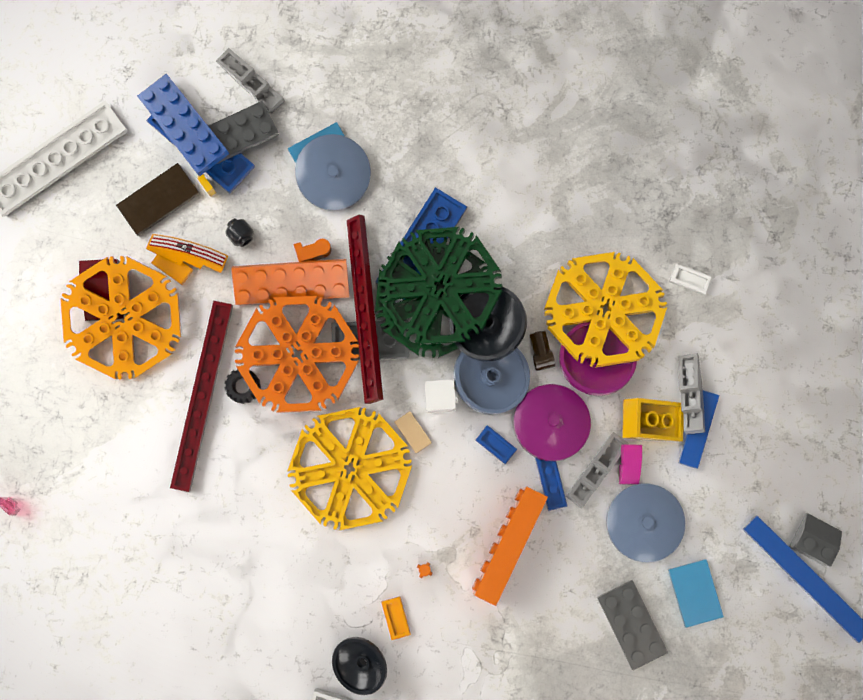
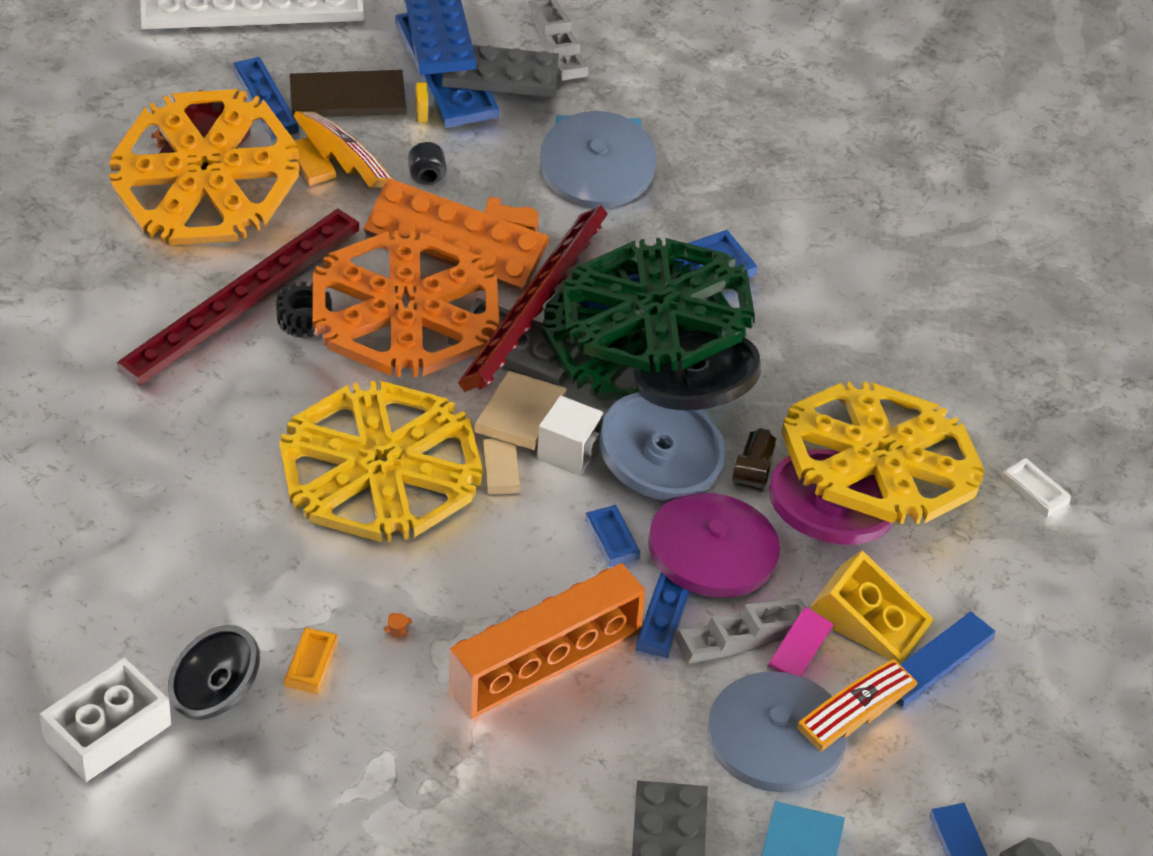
camera: 25 degrees right, 35 degrees down
(112, 230) = (258, 82): none -> blue tile
(401, 389) = (518, 409): none -> tan tile
(681, 491) = (856, 704): none -> slope
(691, 393) = (953, 605): light grey slope -> none

